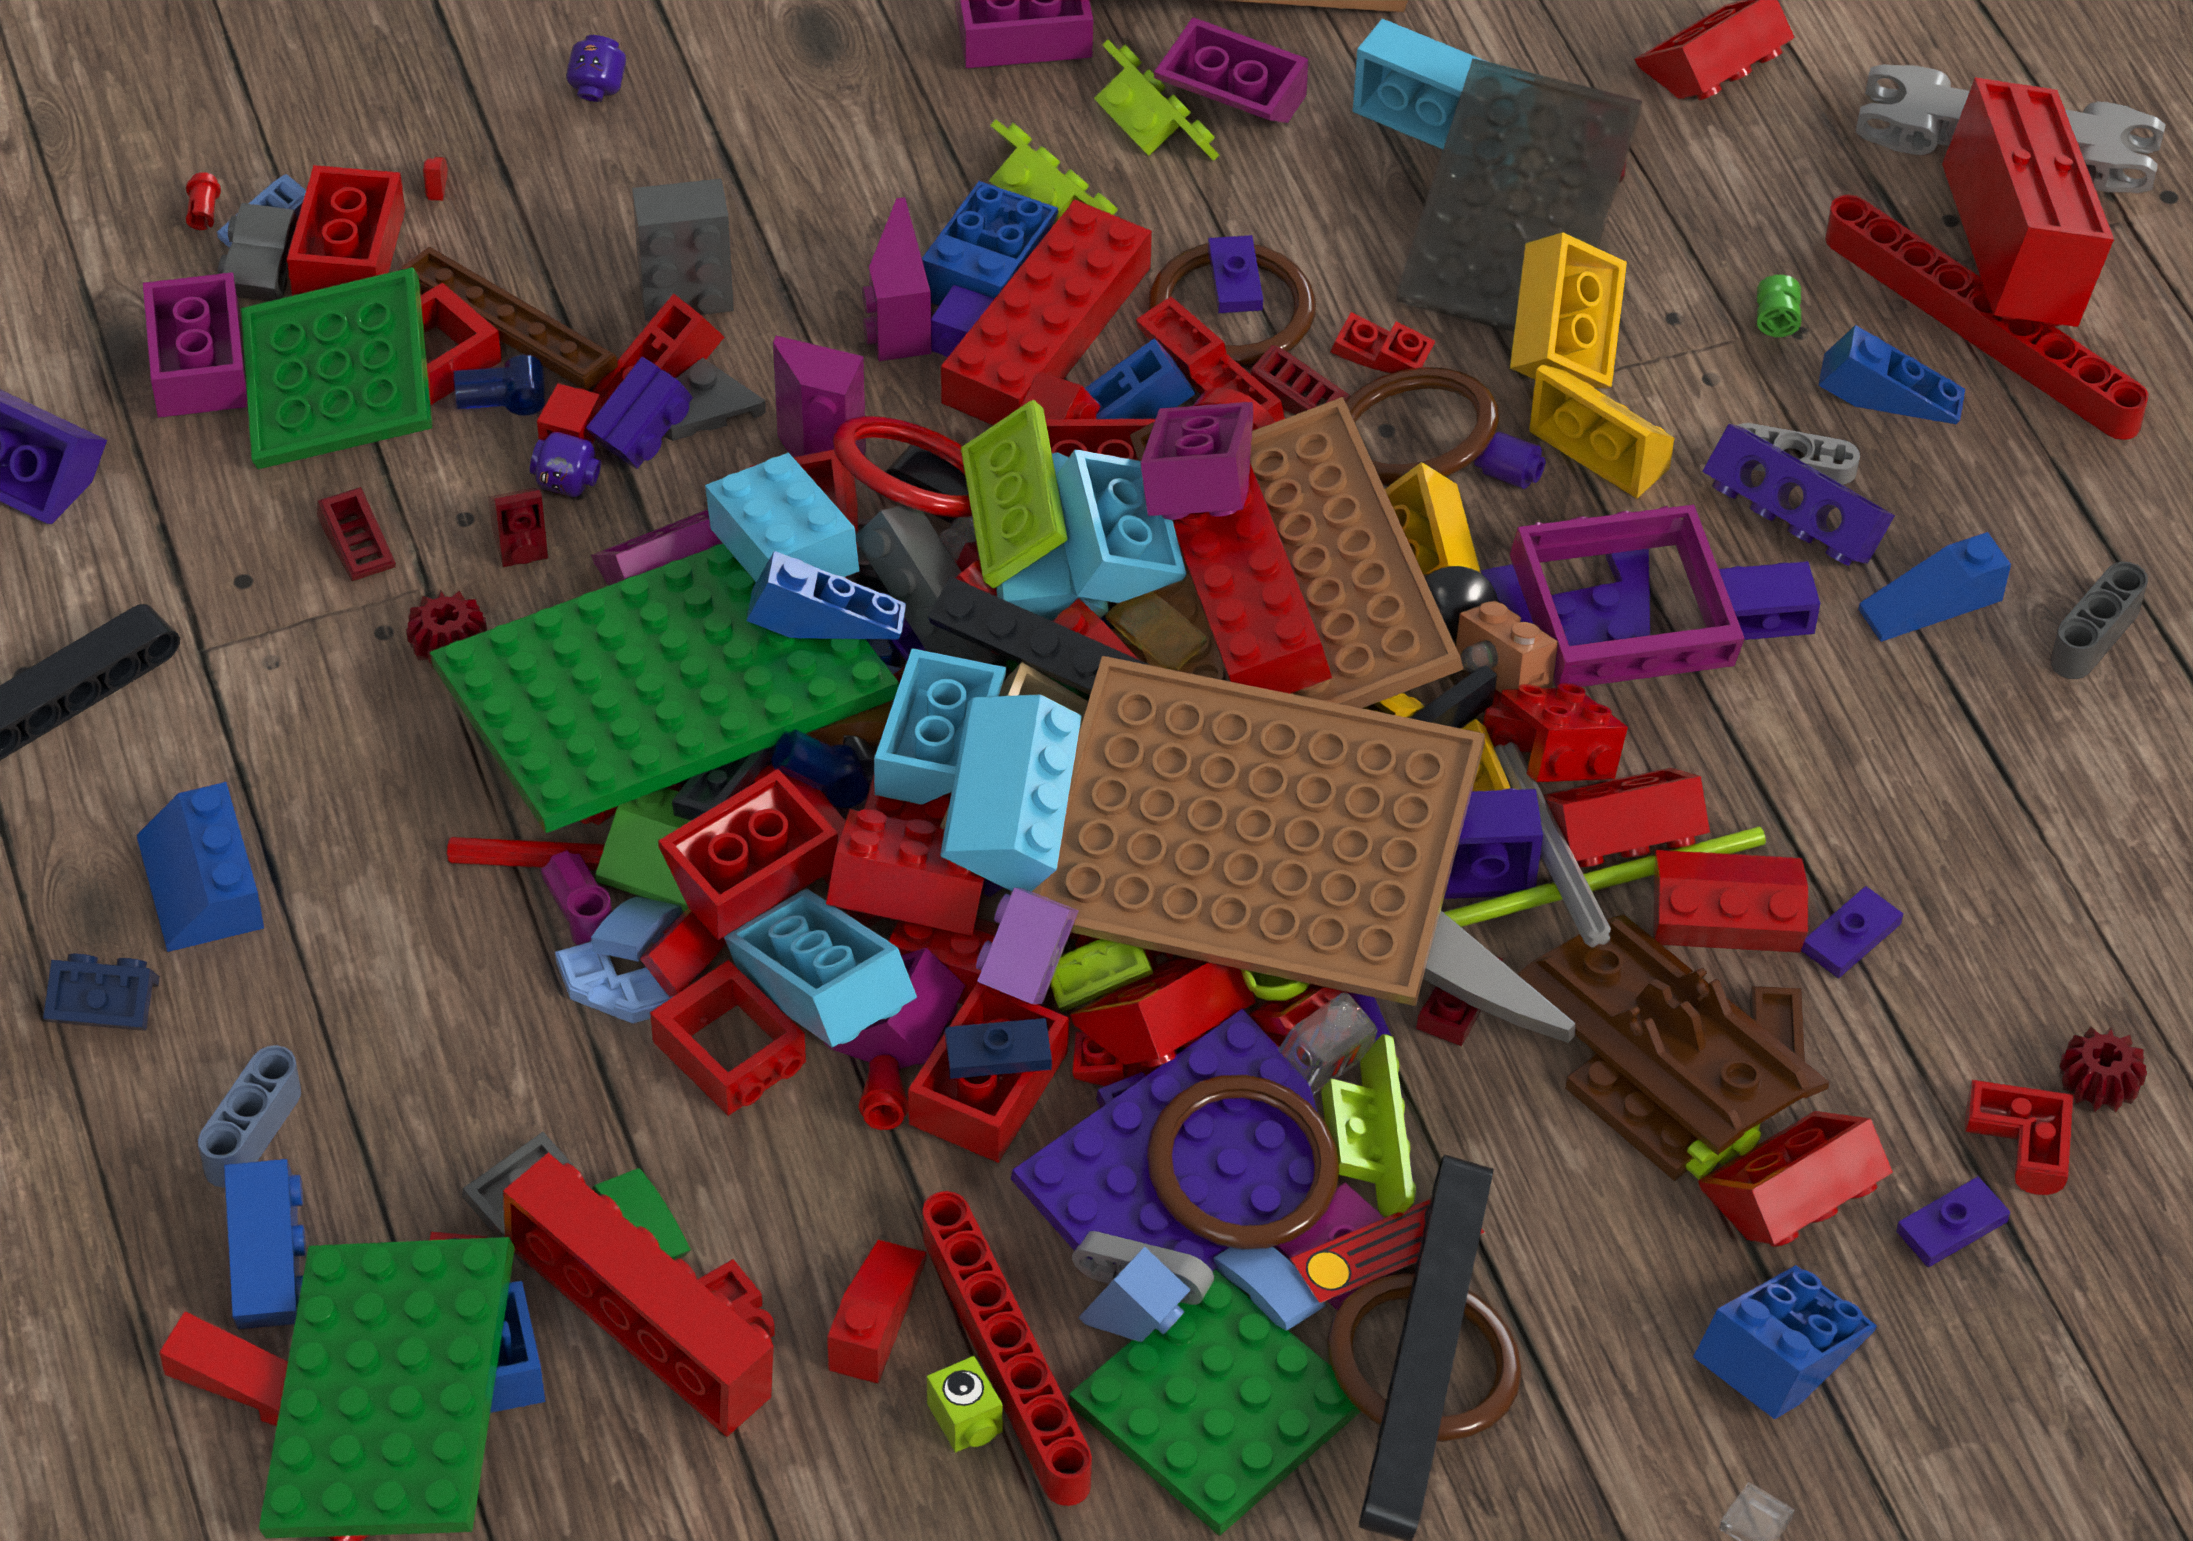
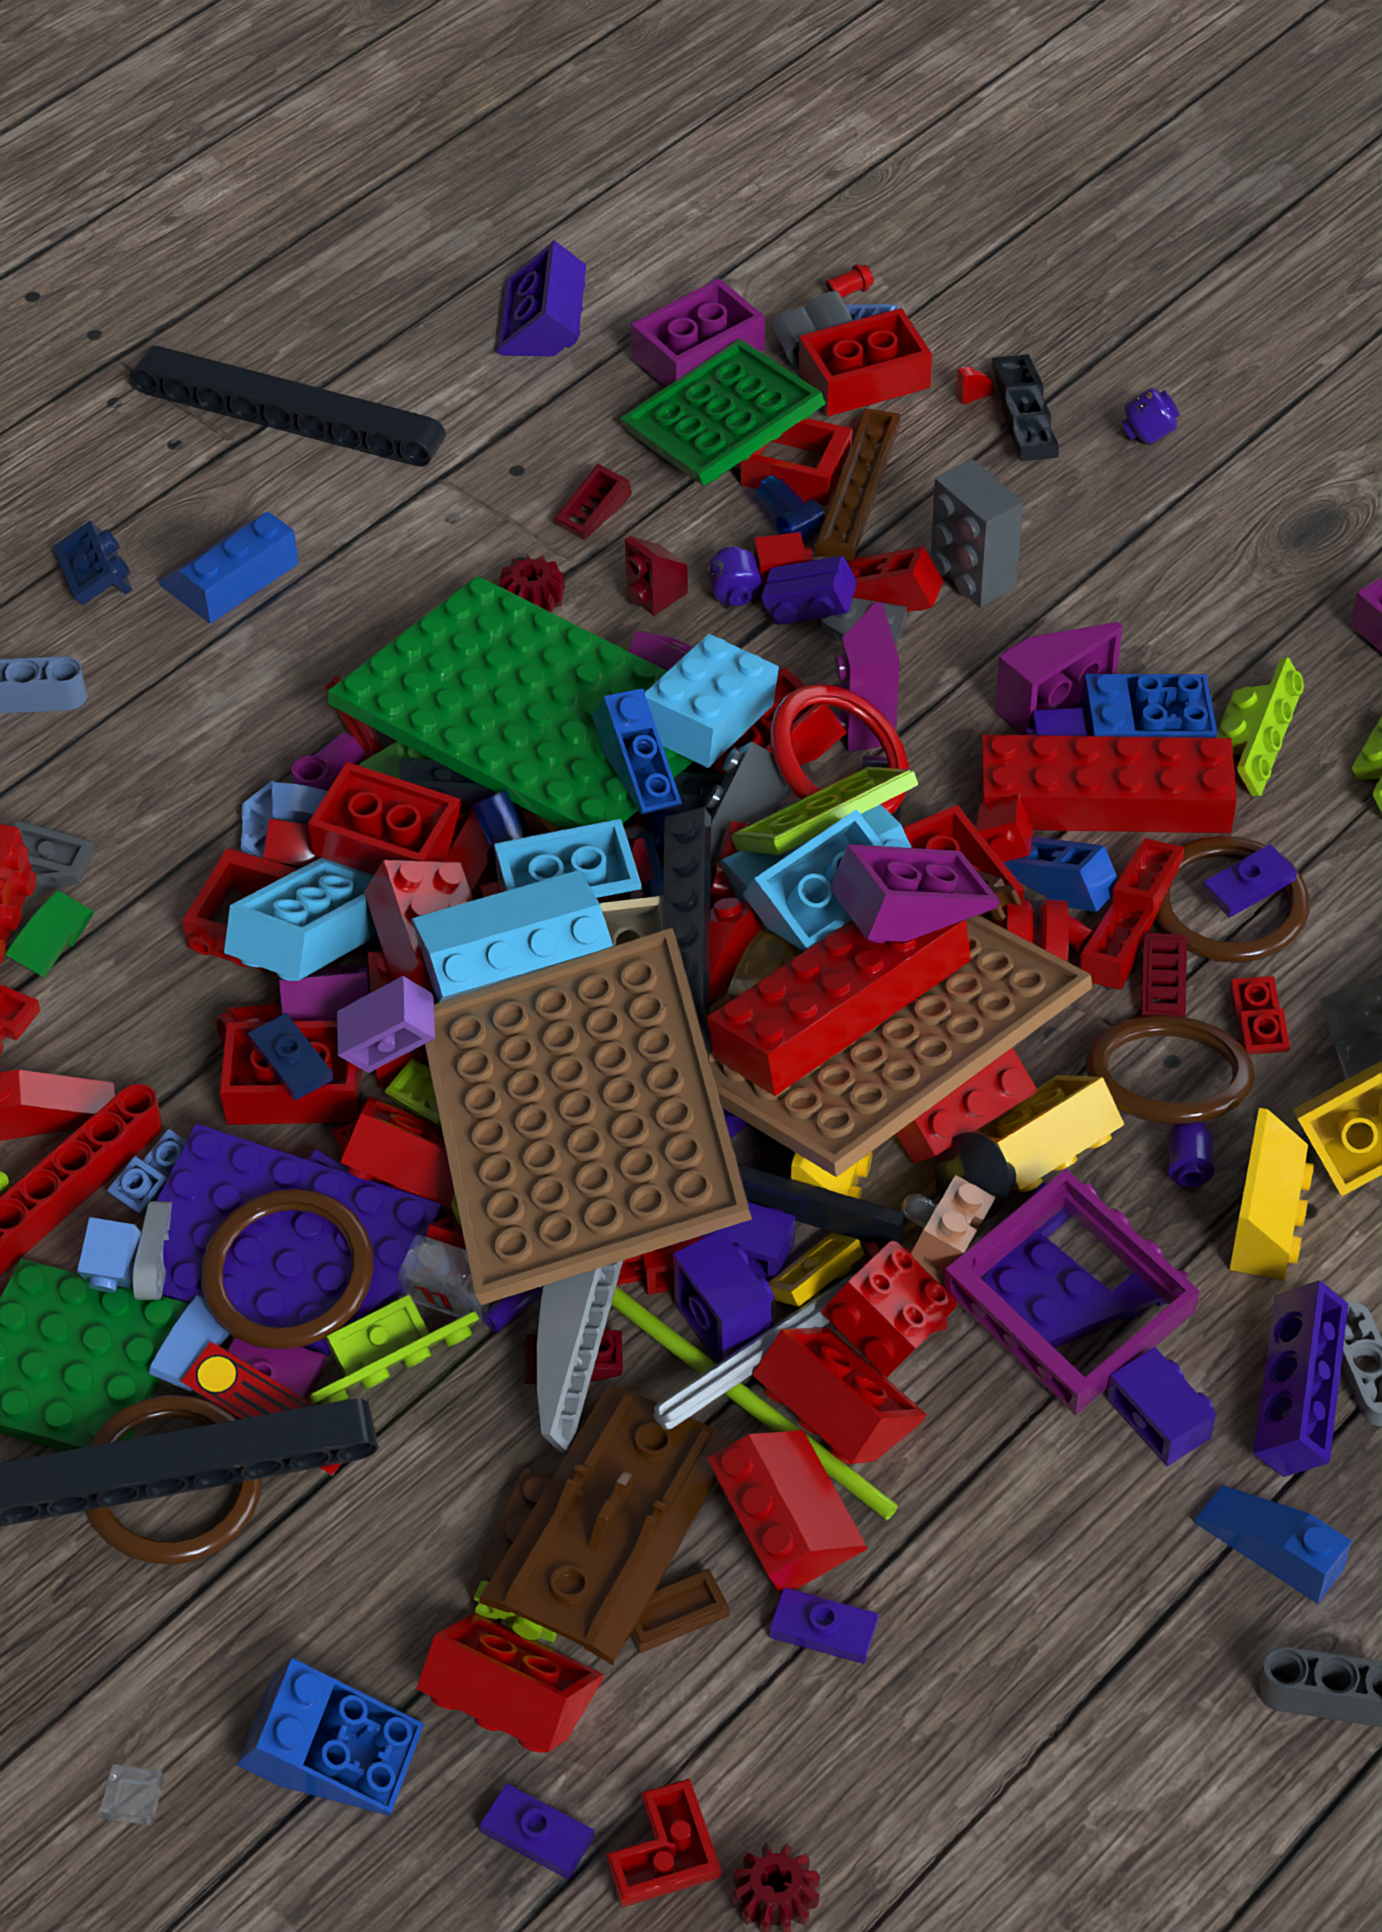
camera: 65 degrees right, 0 degrees up
(487, 151) = (1025, 408): none -> black slope
(1026, 1243) = (145, 1179): none -> medium blue slope

